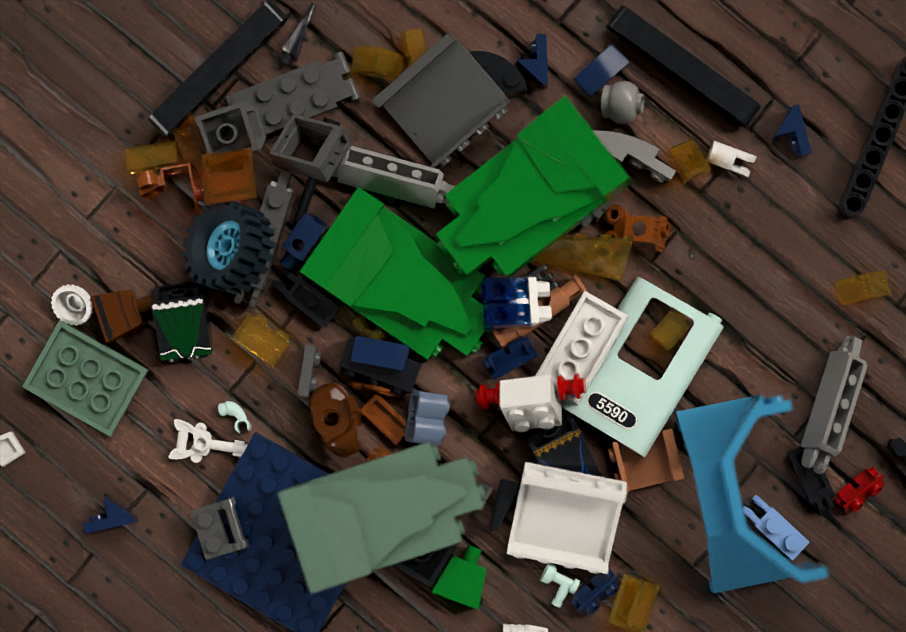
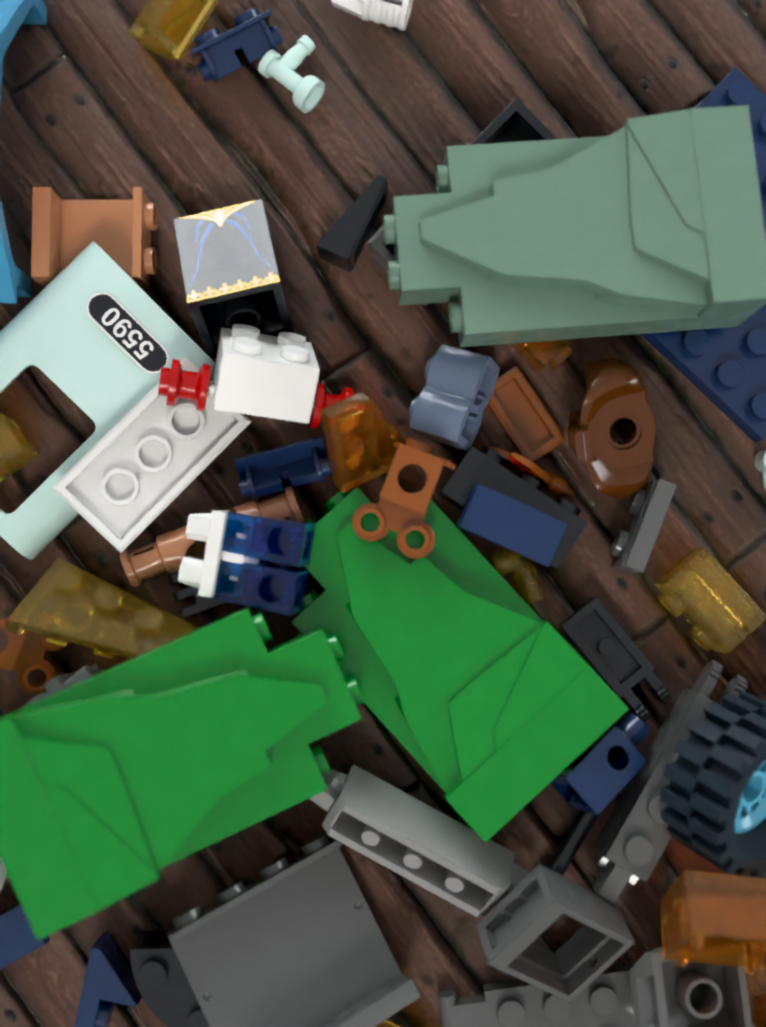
camera: 170 degrees left, 0 degrees up
(442, 346) = (404, 510): none -> dark orange piece
(463, 579) = (453, 110): green torso -> none
(470, 379) = (358, 441): none -> clear orange wing
(566, 518) = (252, 166): white panel -> none

